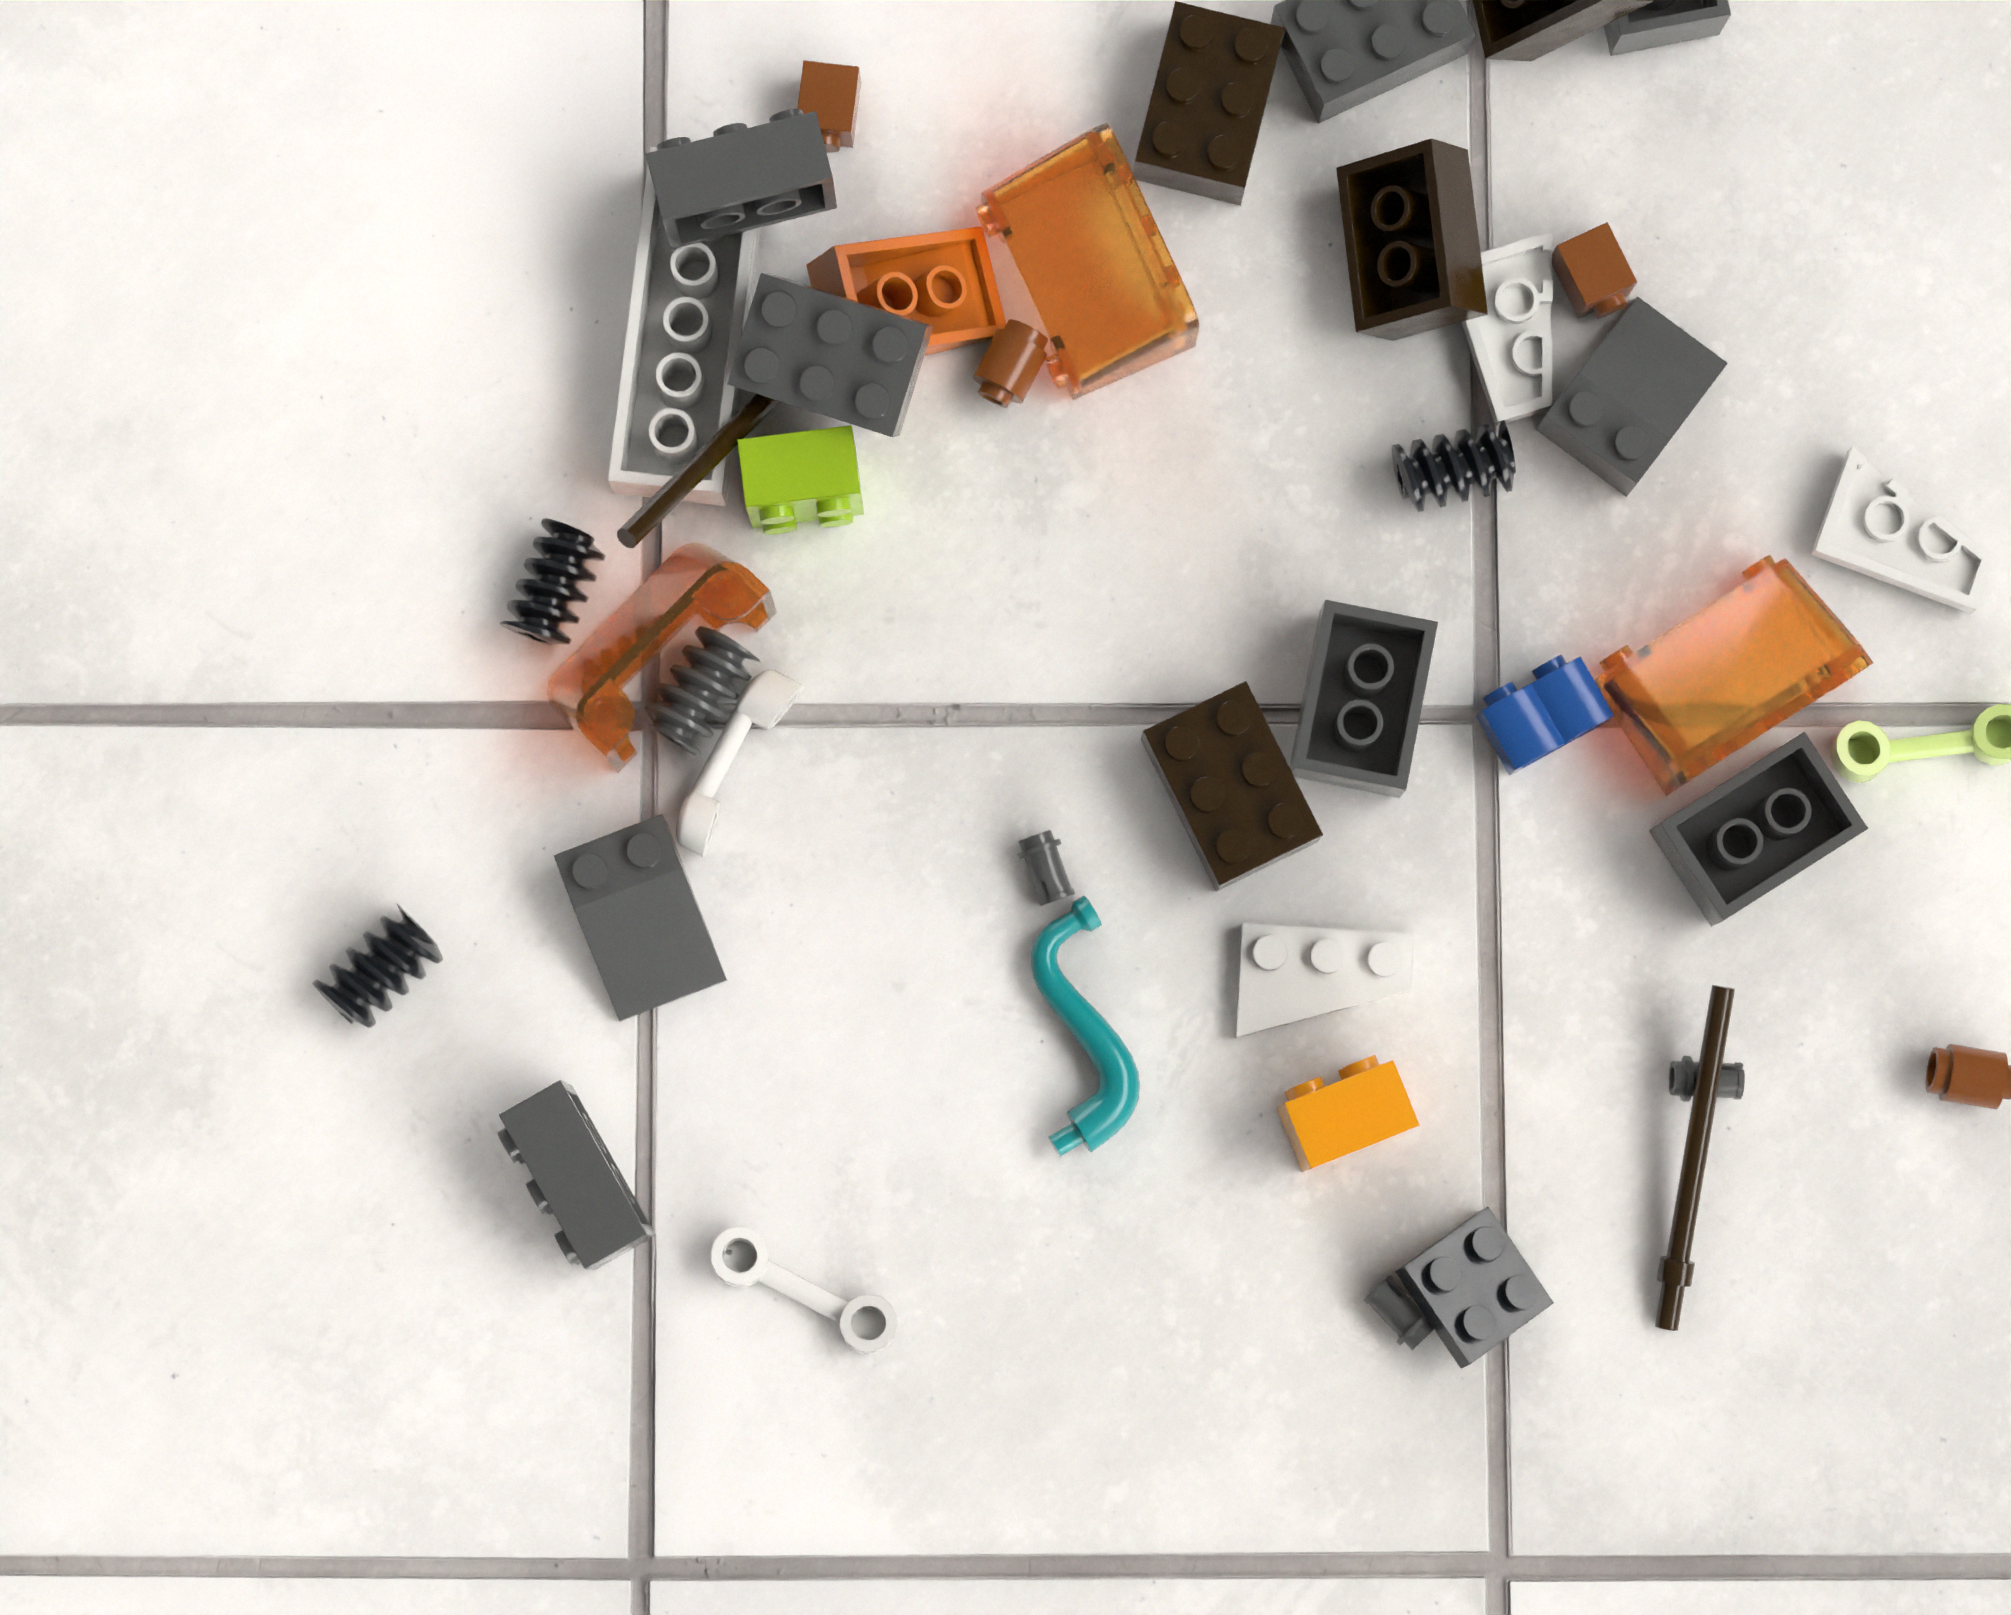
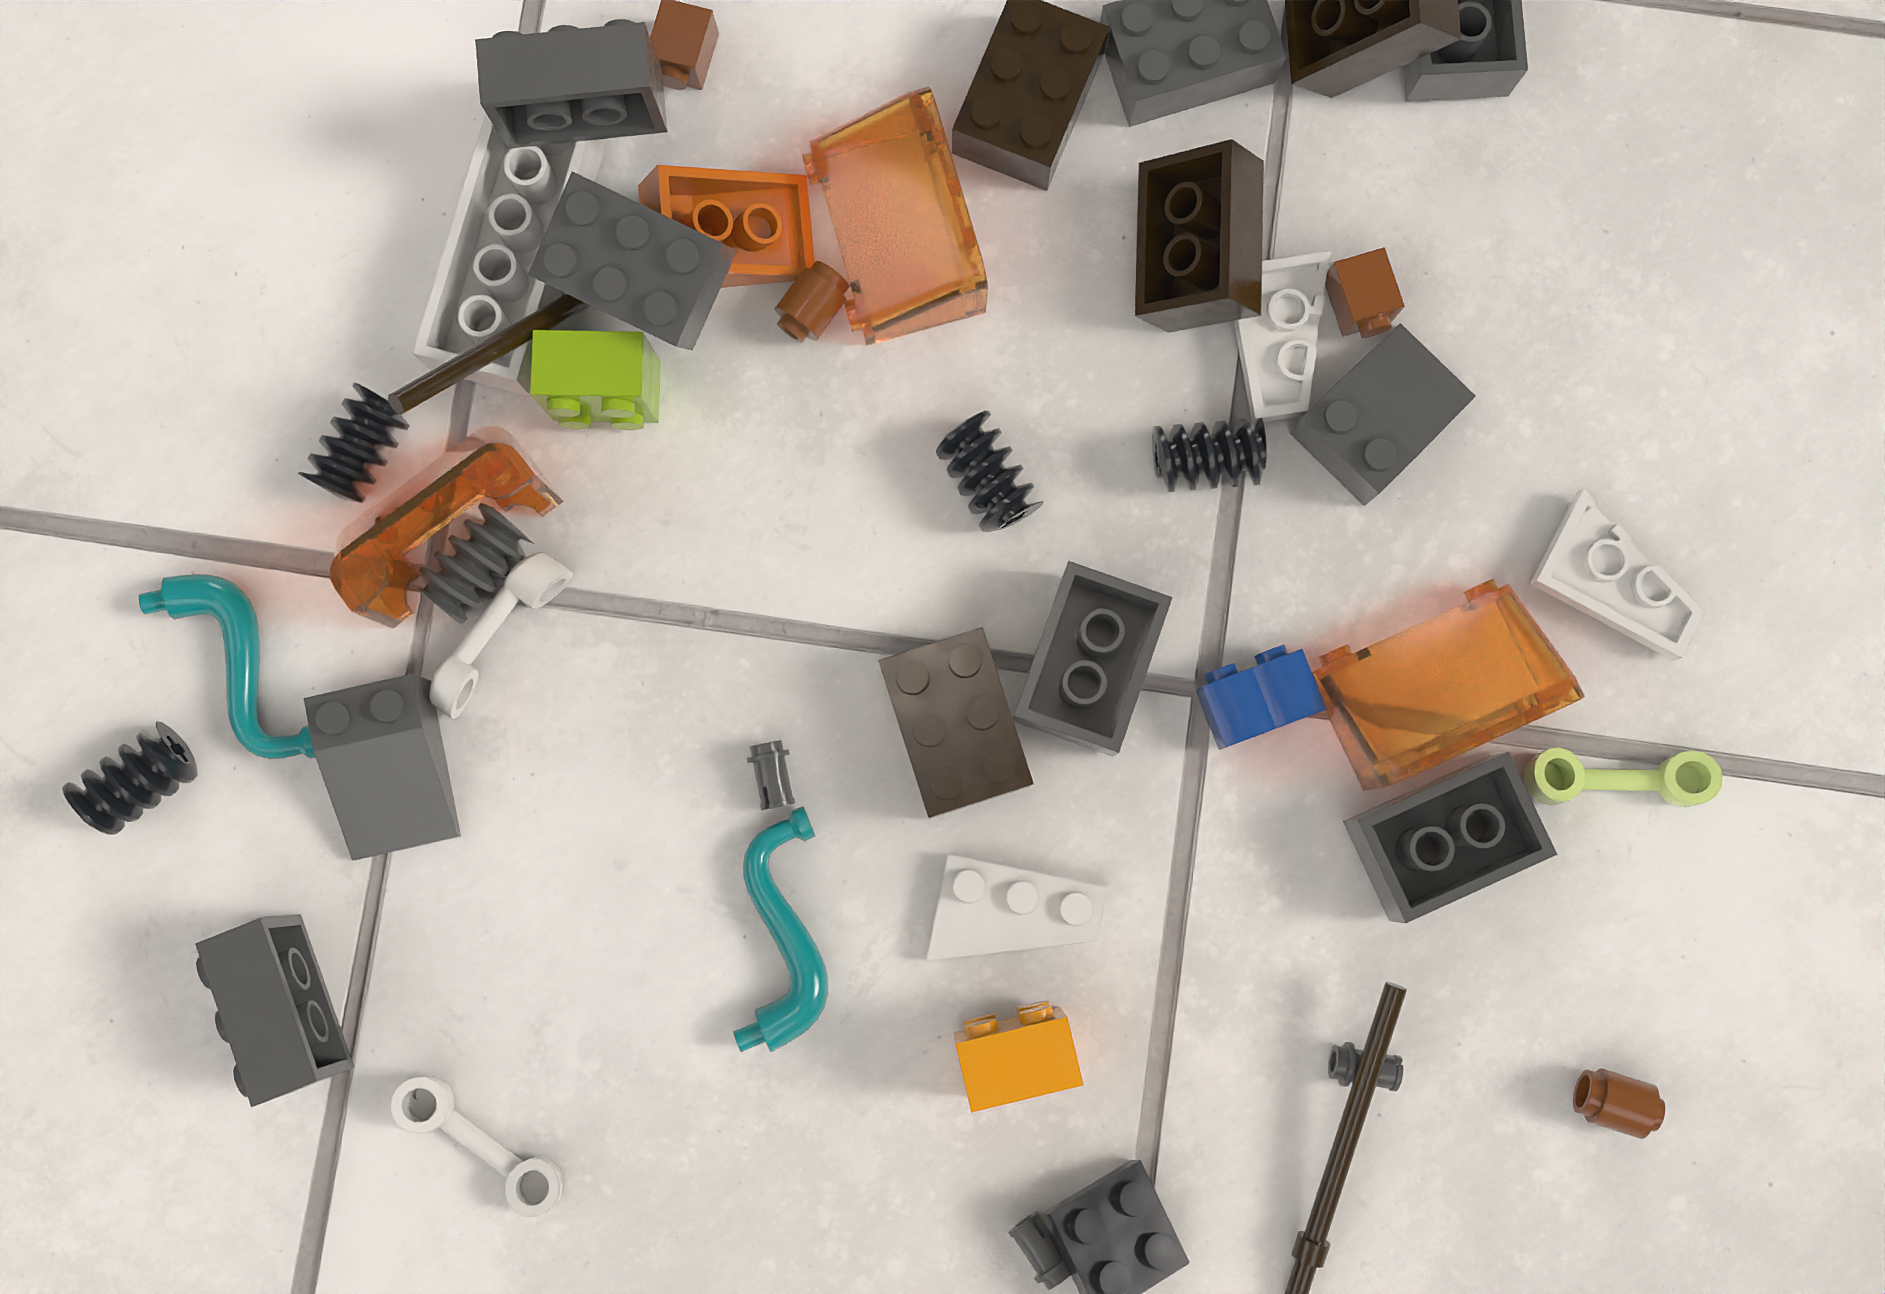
camera: 10 degrees right, 0 degrees up
(445, 772) = (233, 610): none -> teal animal
(1224, 520) = (985, 474): none -> black piece

